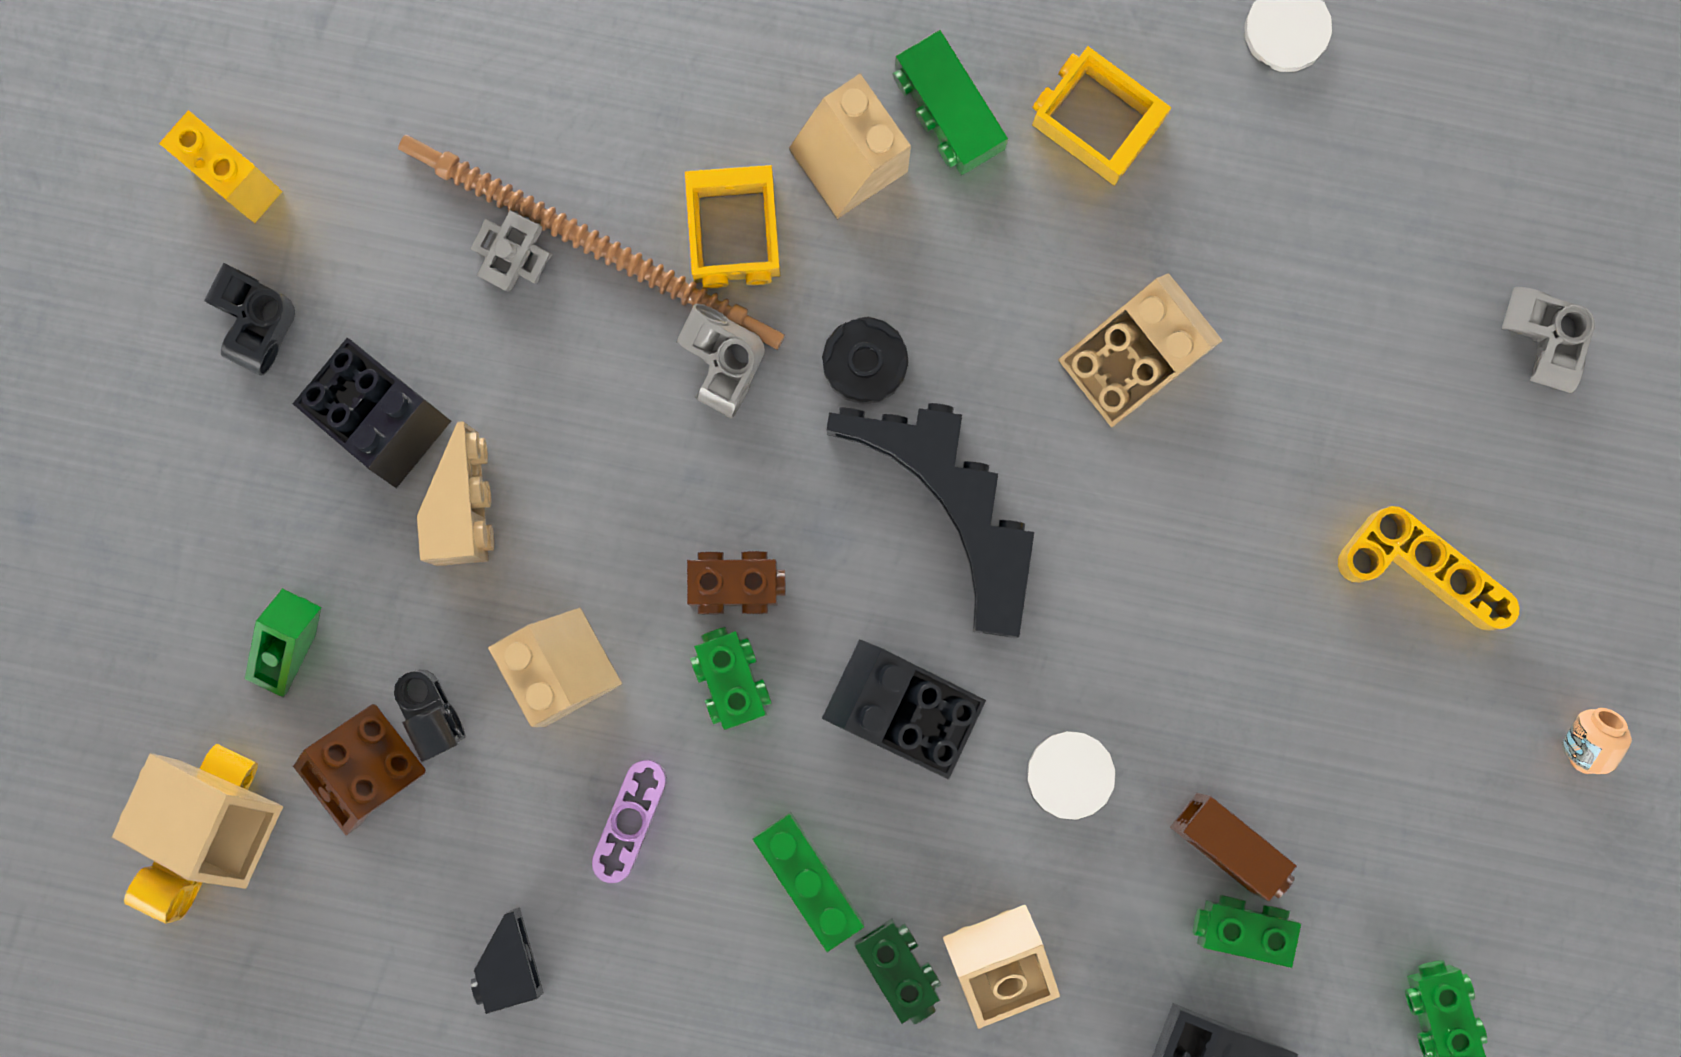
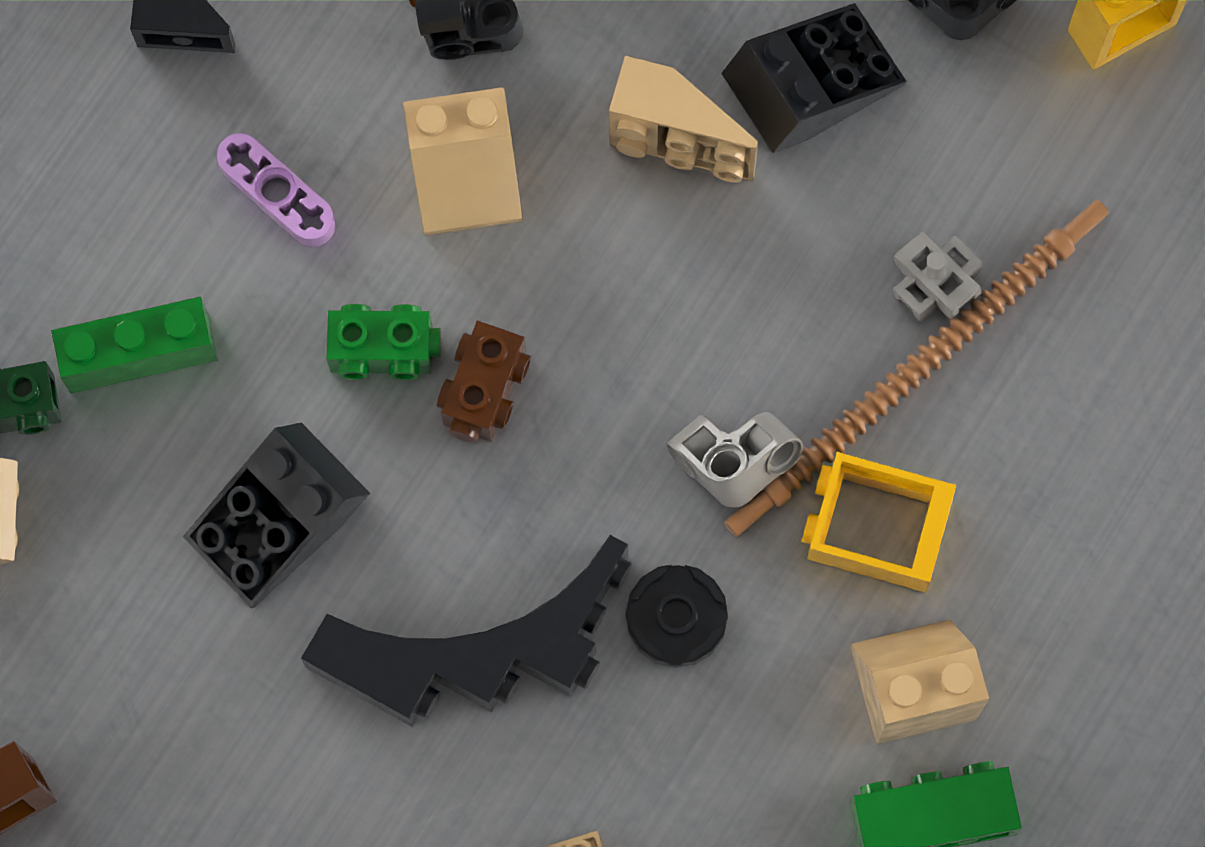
camera: 110 degrees right, 10 degrees down
(1071, 775) = (132, 668): white tile -> none

